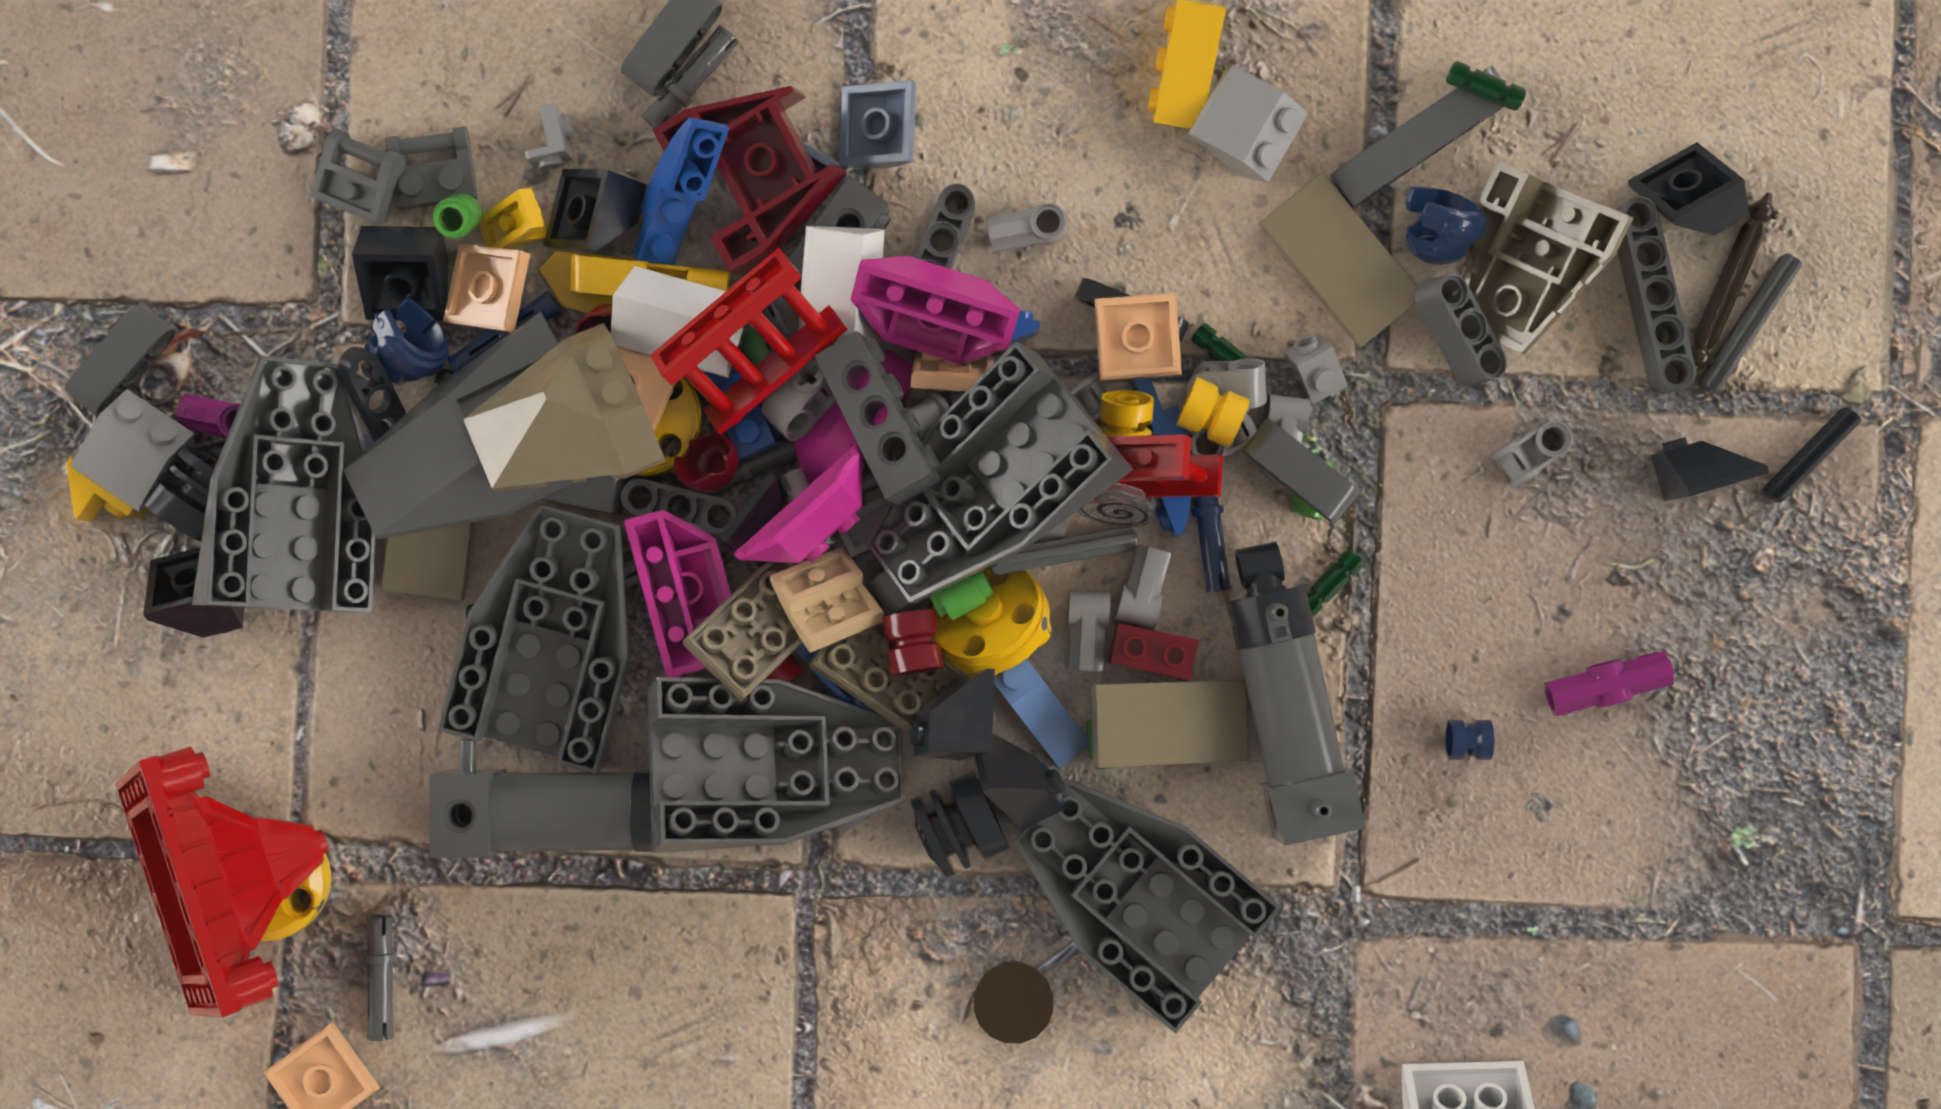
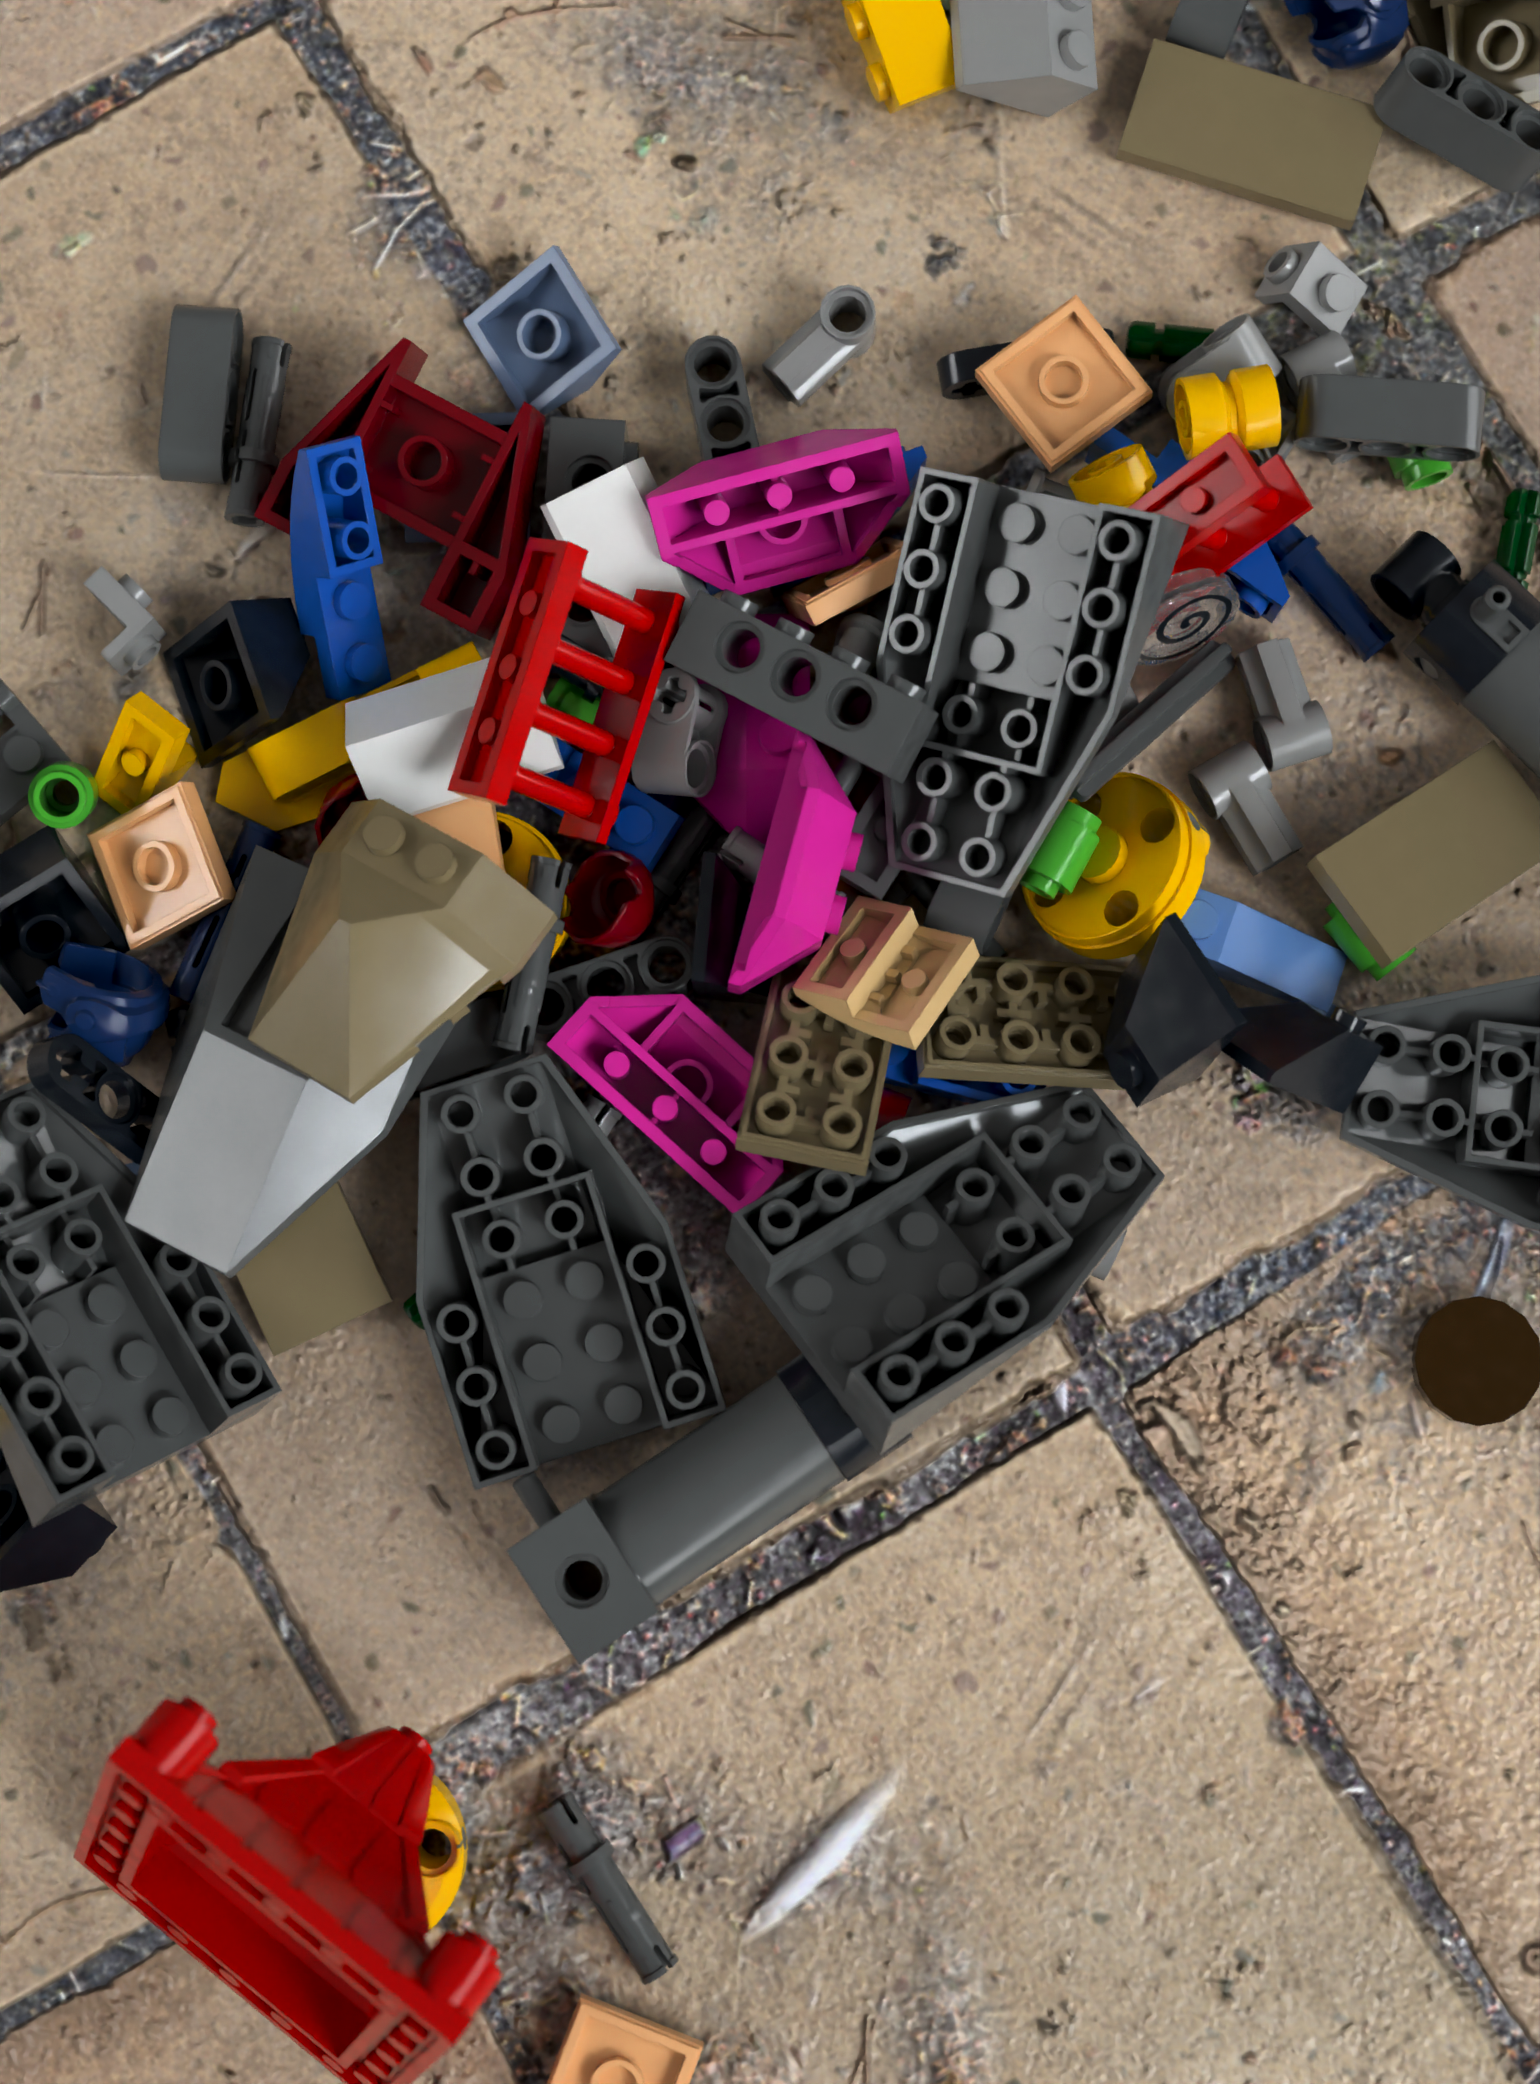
camera: 30 degrees left, 5 degrees down
(626, 489) = (526, 990): none -> dark grey pin
(913, 642) = (1038, 954): dark red wheel -> none
(958, 824) = (1258, 1156): black wheel -> none
(1153, 651) = (1350, 778): dark red brick -> none

